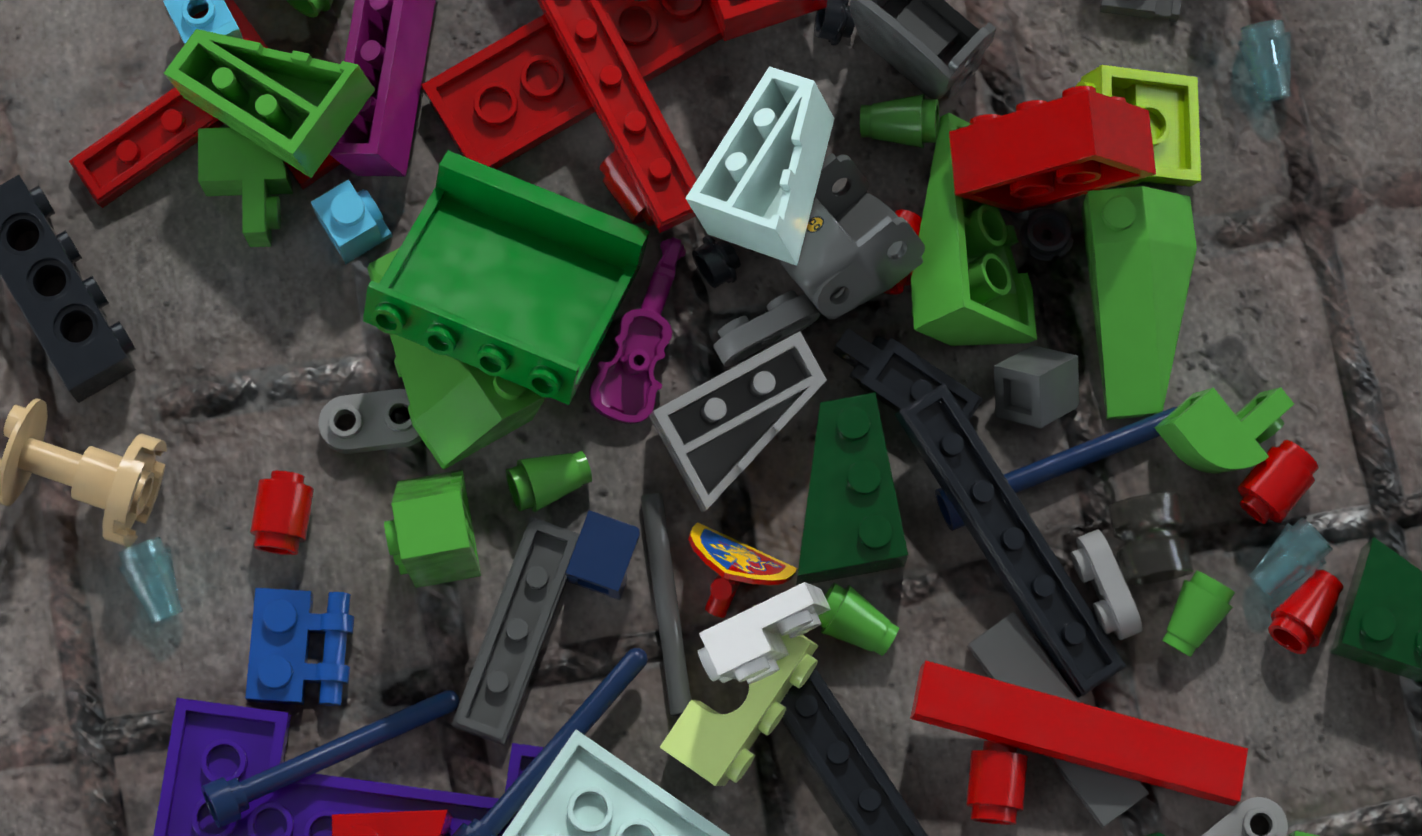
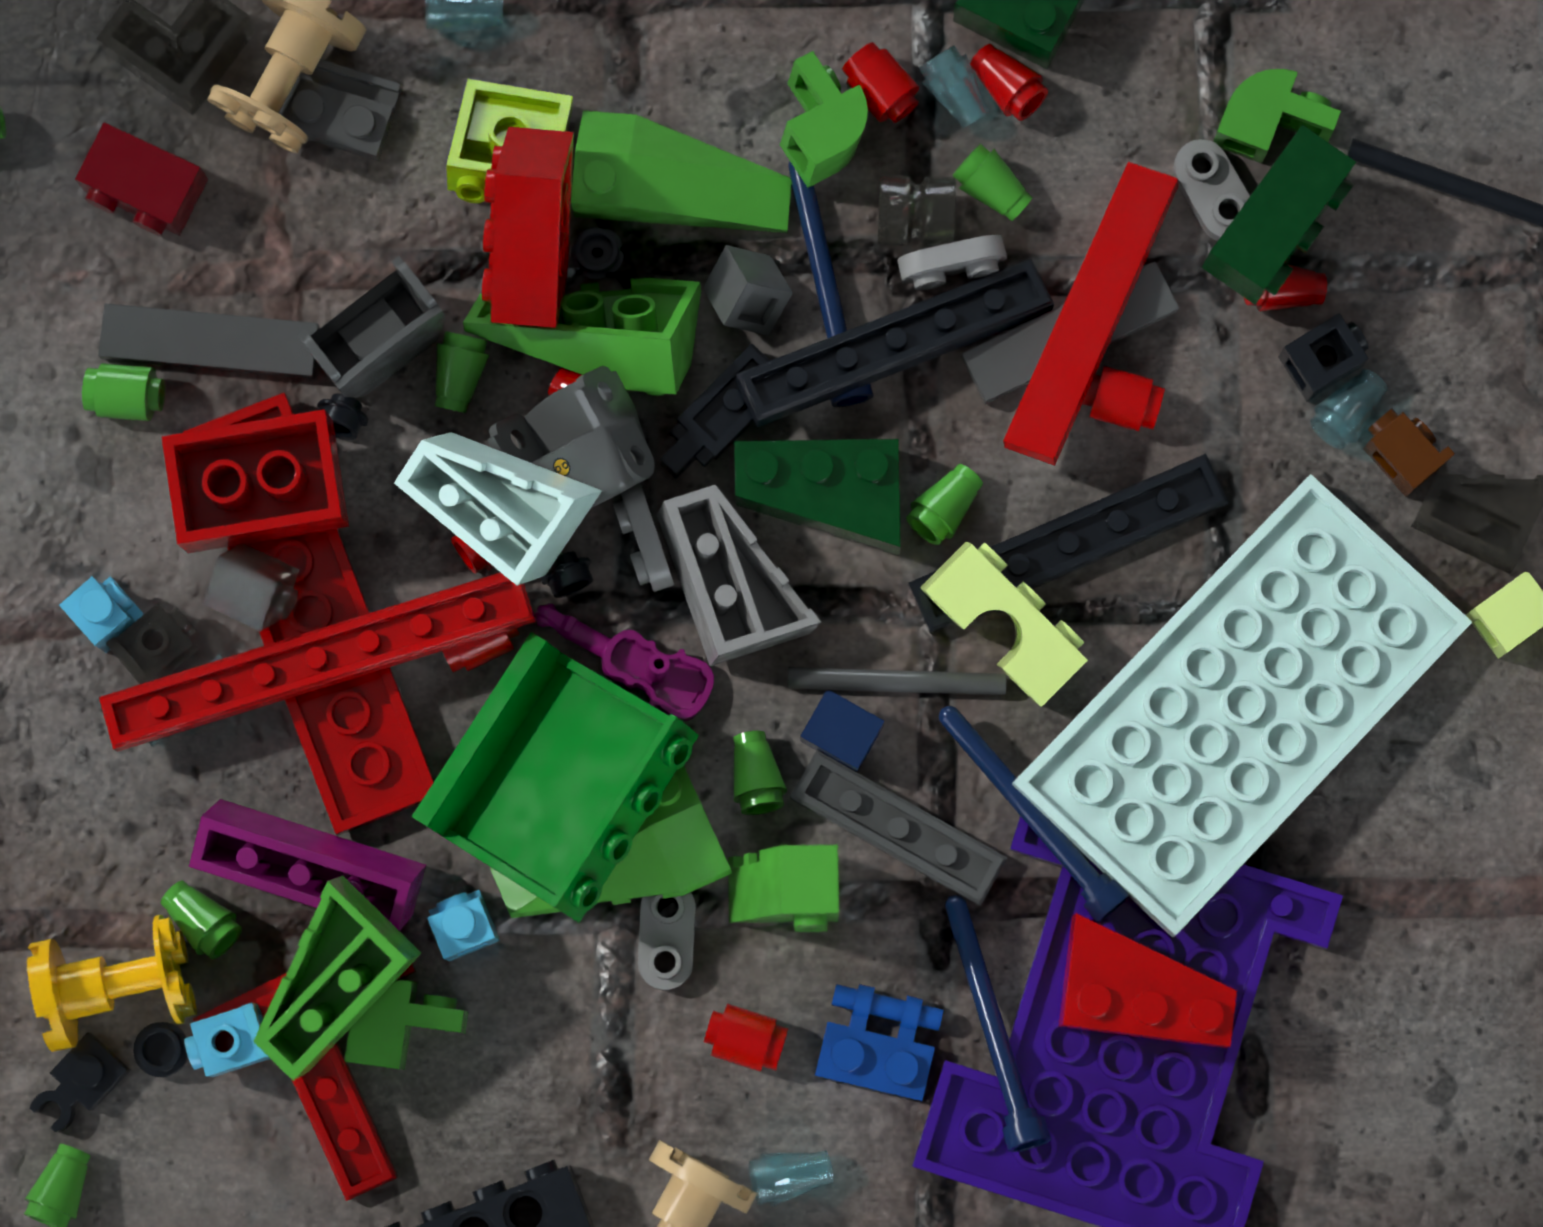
camera: 75 degrees left, 5 degrees up
(734, 564) = (875, 605): shield -> none
(751, 641) = (972, 596): white plate -> none

